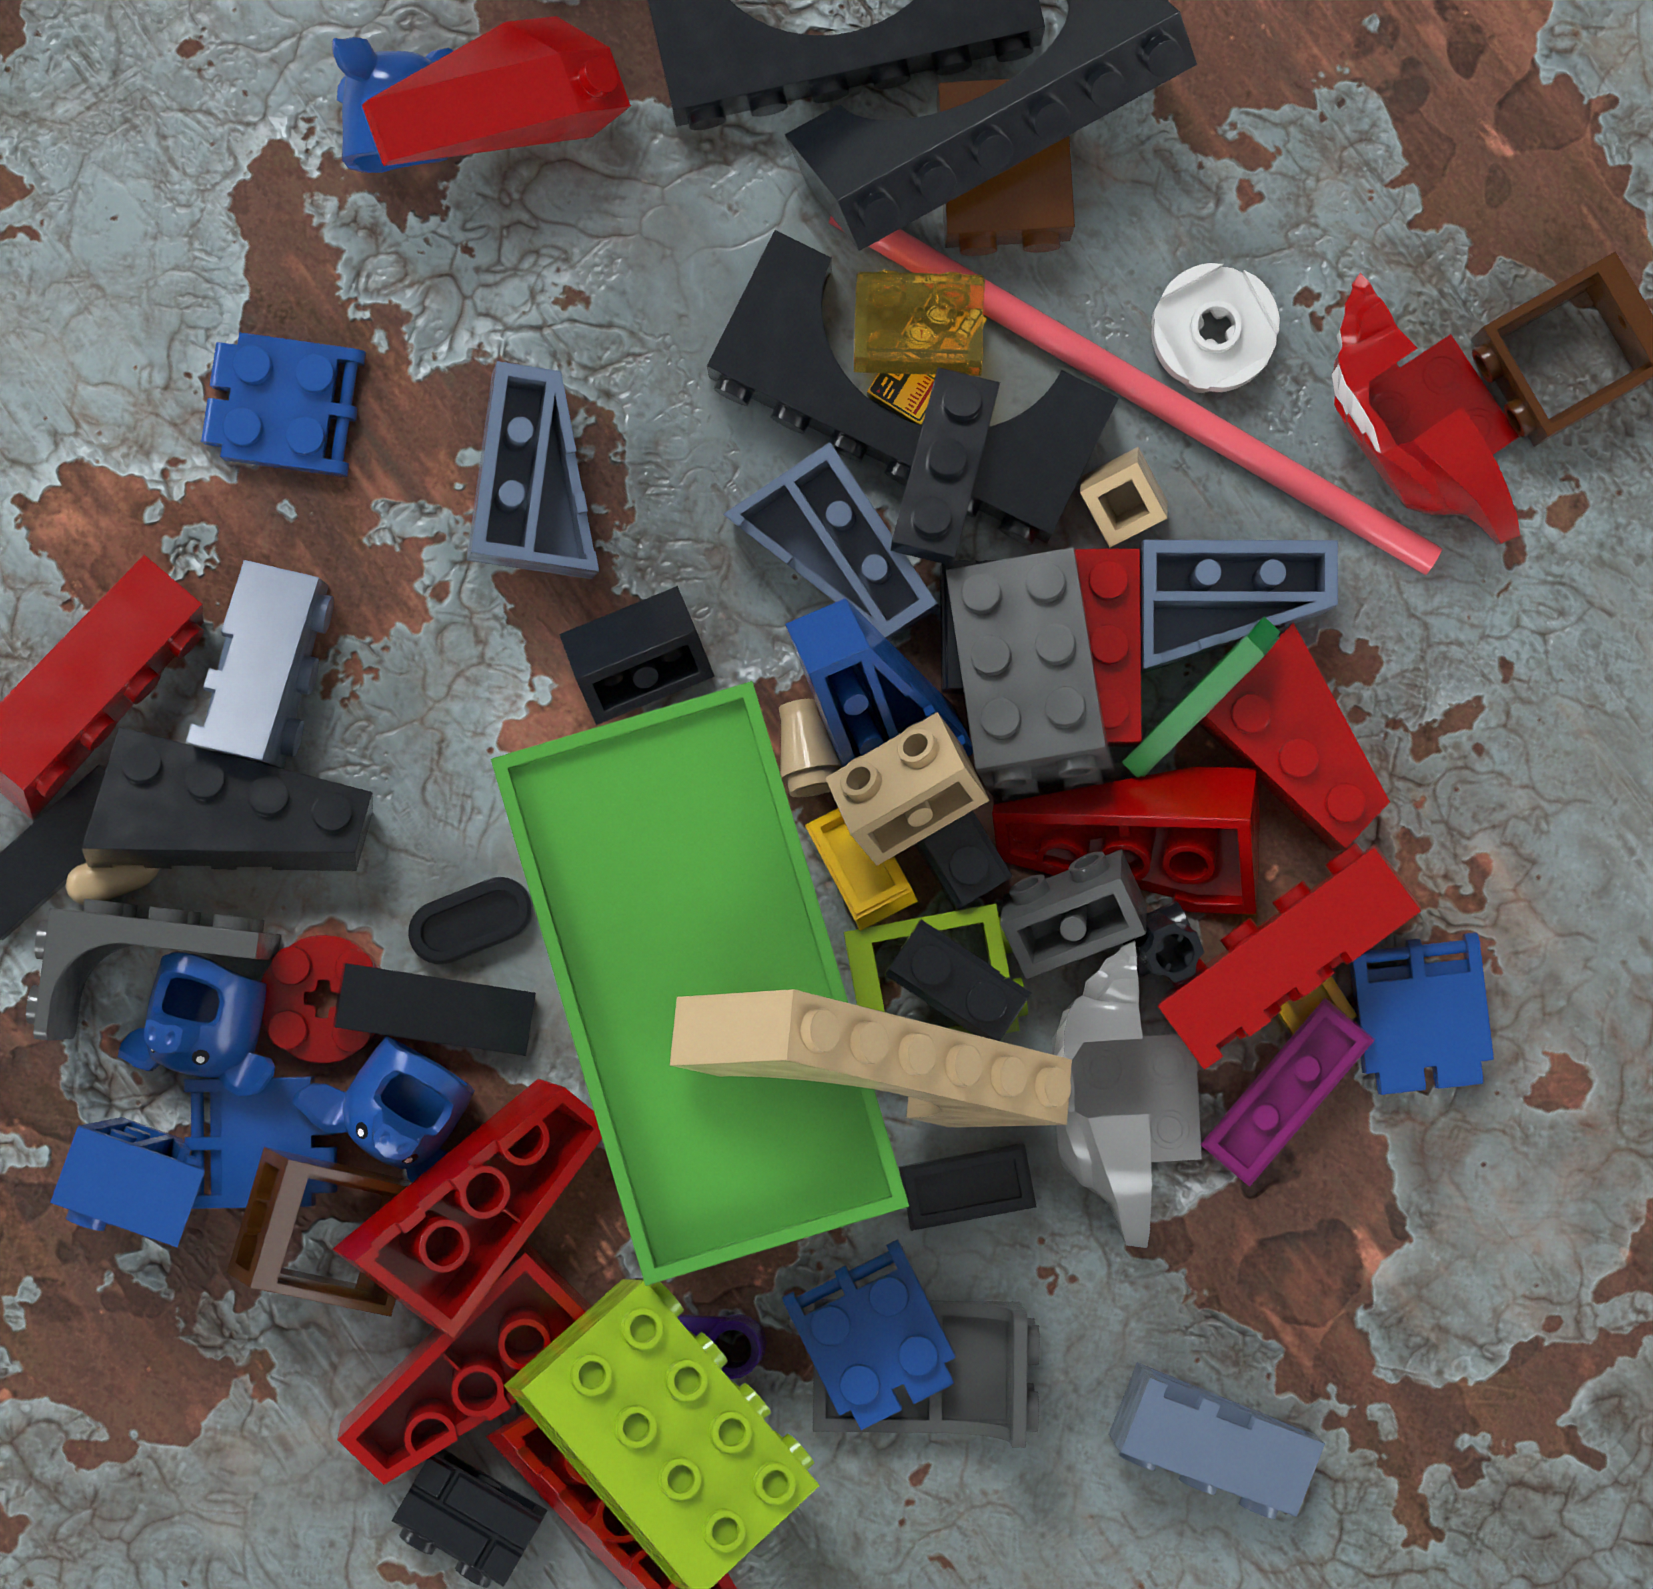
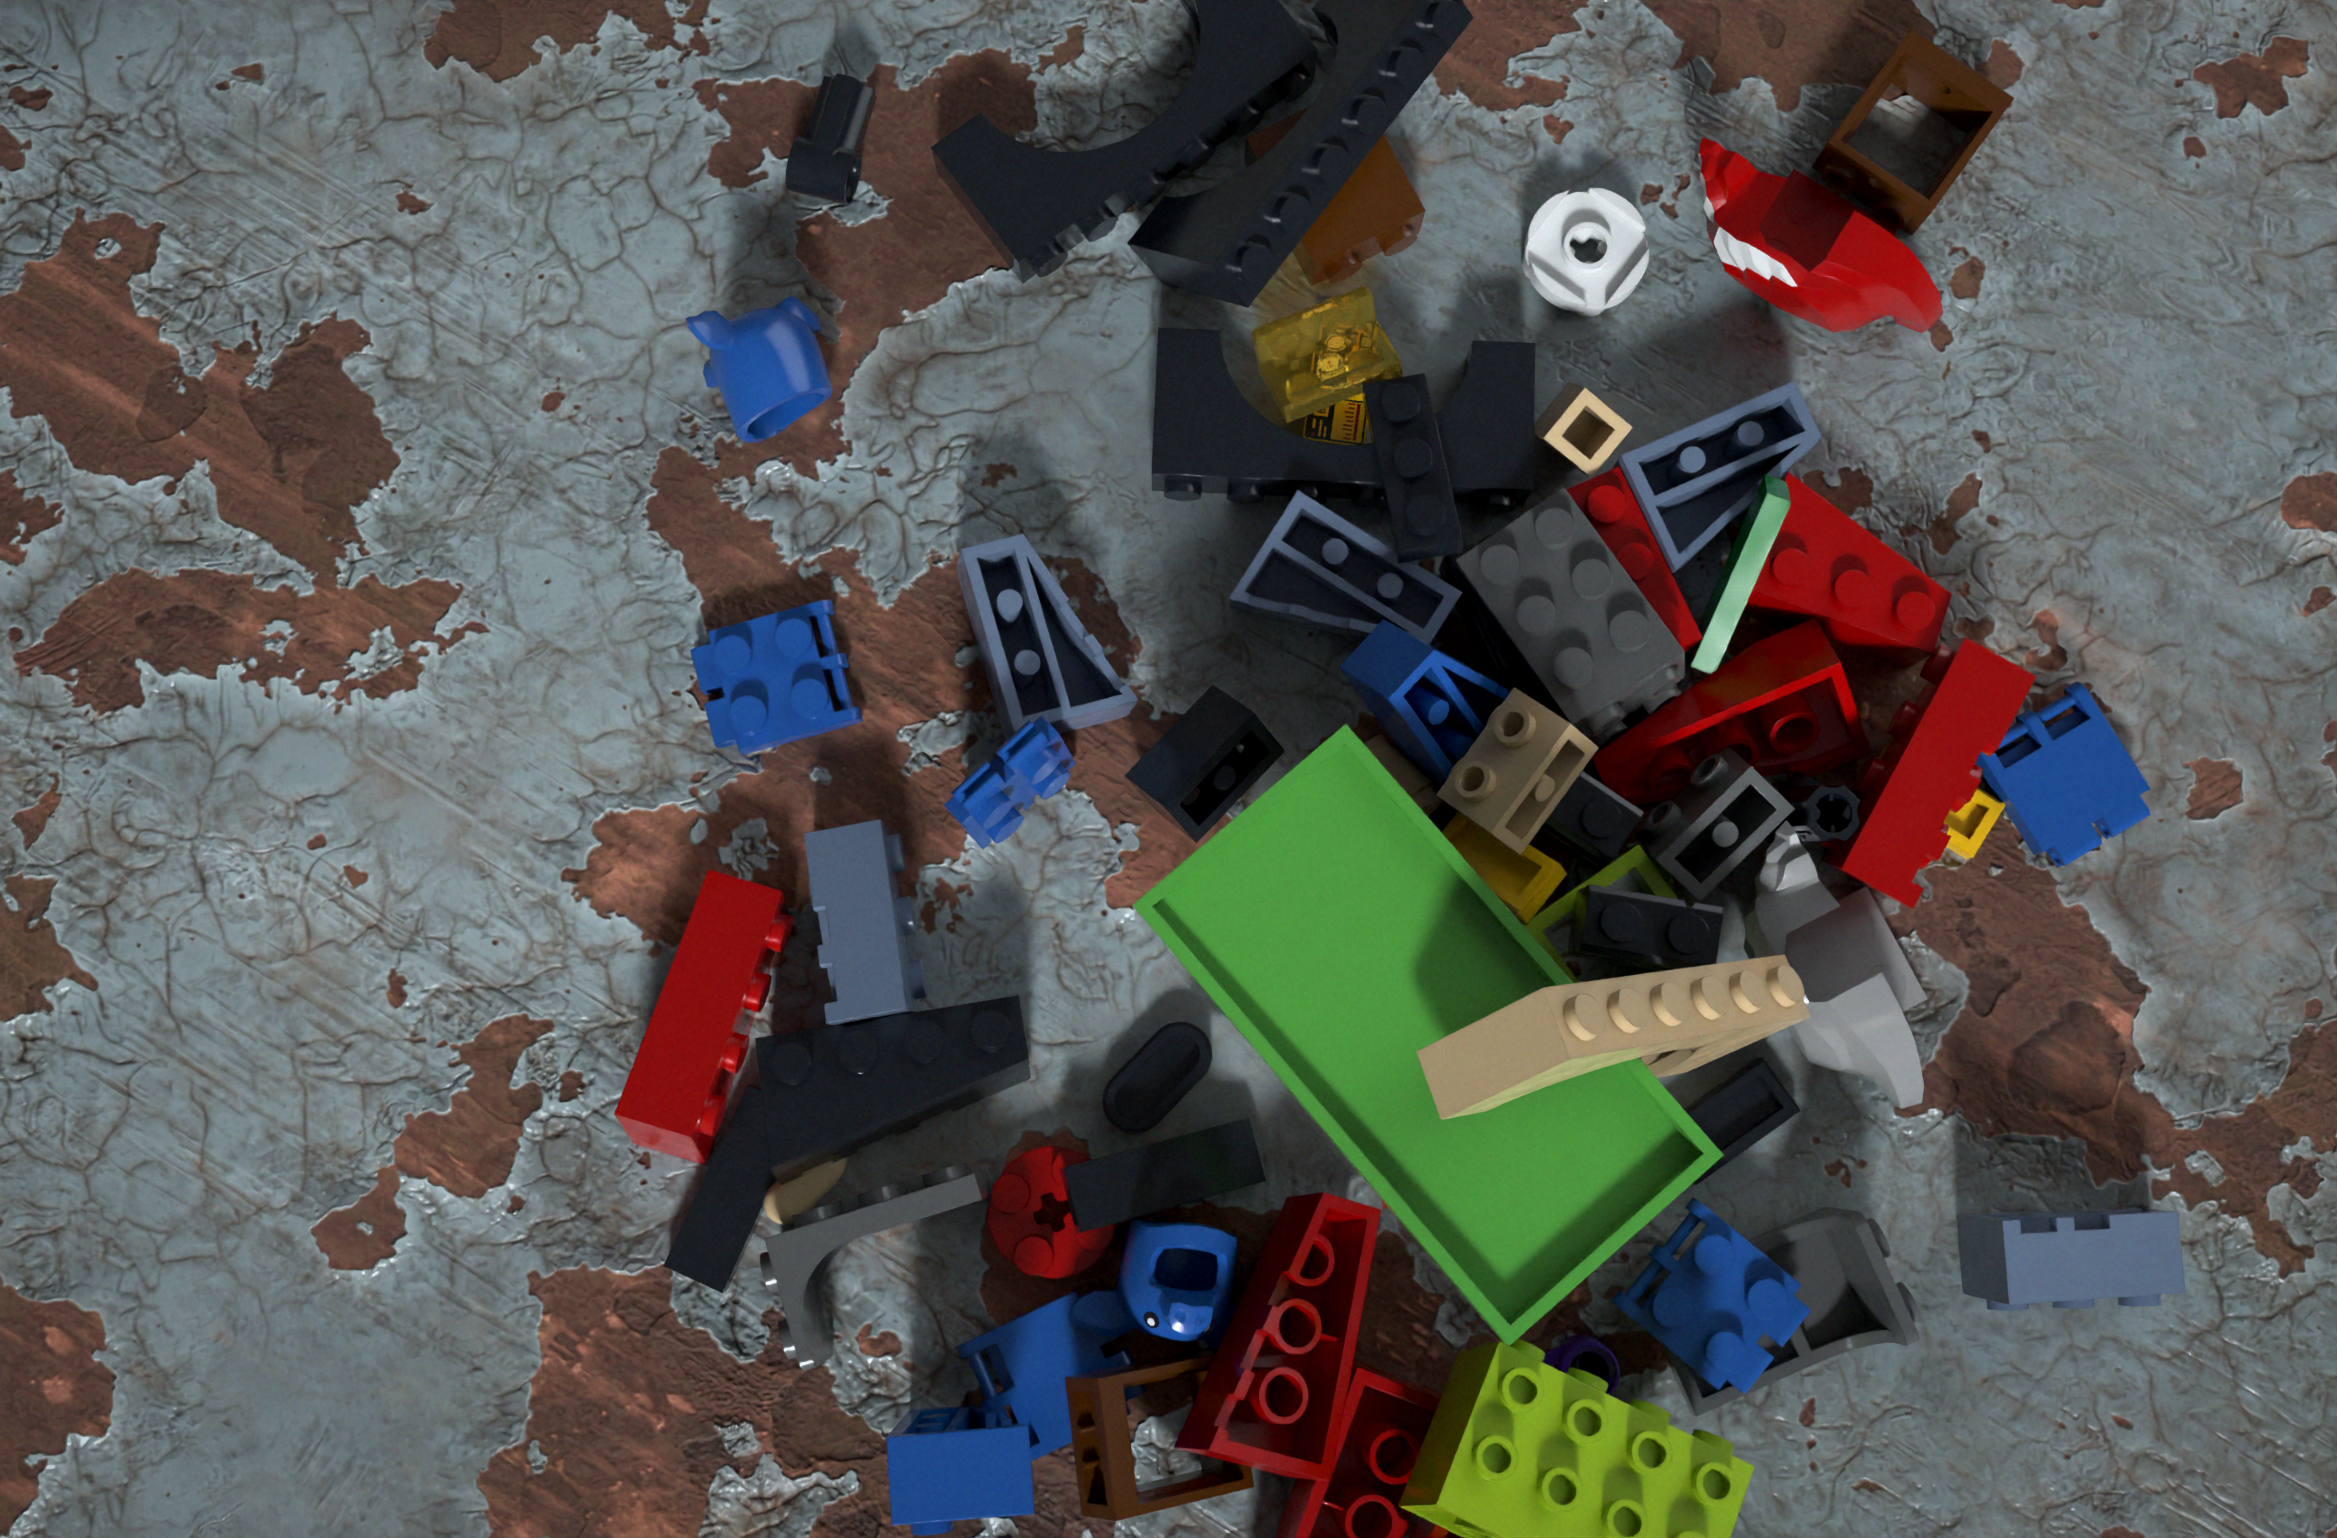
camera: 20 degrees left, 5 degrees down
(203, 1025) = (953, 1287): blue piece -> none
(429, 601) = (995, 792): none -> blue plate
(500, 92) = (858, 311): red wedge -> none
(1173, 408) = (1583, 337): coral piece -> none
(1287, 1091) = (1979, 901): magenta tile -> none

